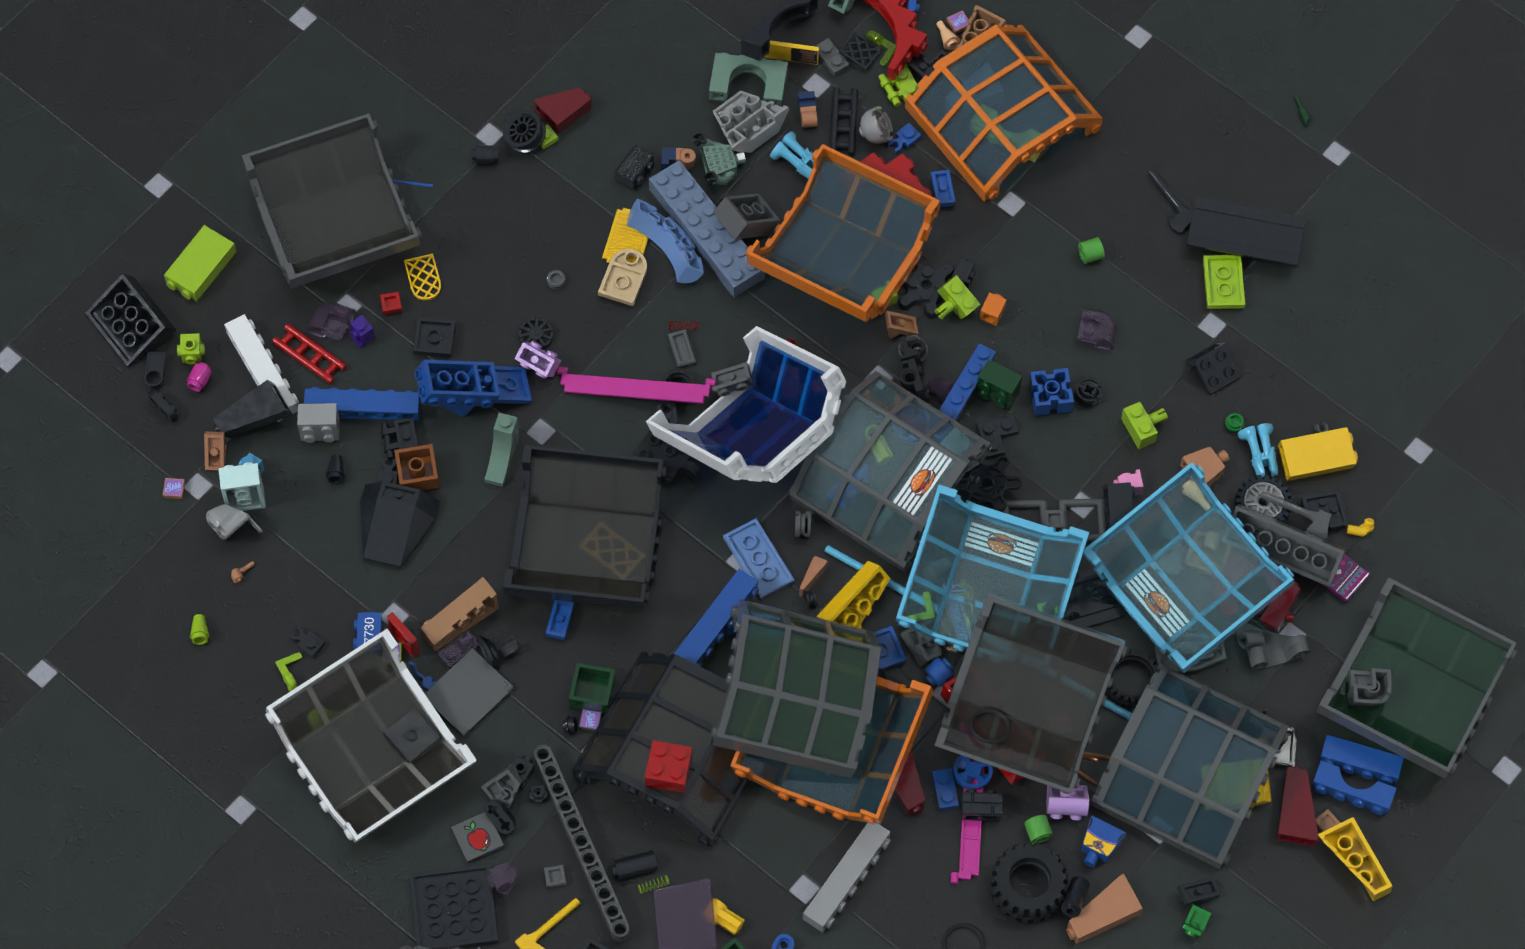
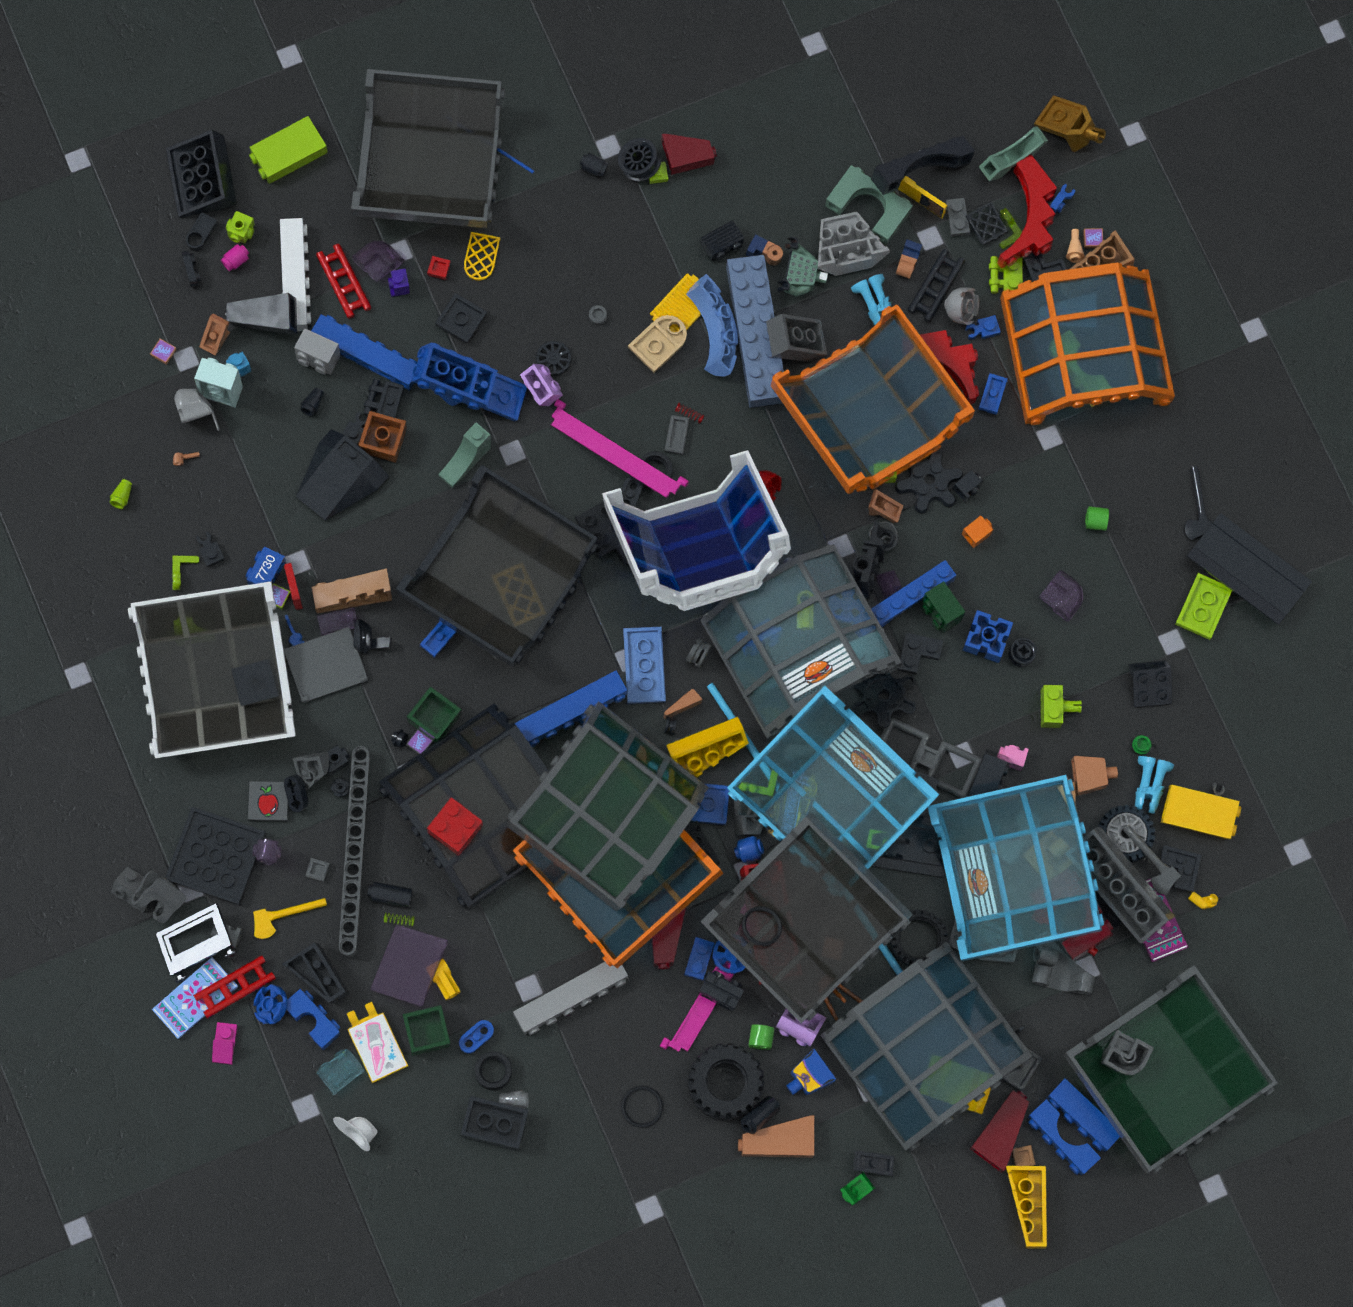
camera: 20 degrees right, 10 degrees up
(732, 379) = (704, 488): dark grey bracket -> none
(956, 298) = (948, 507): lime brick -> none

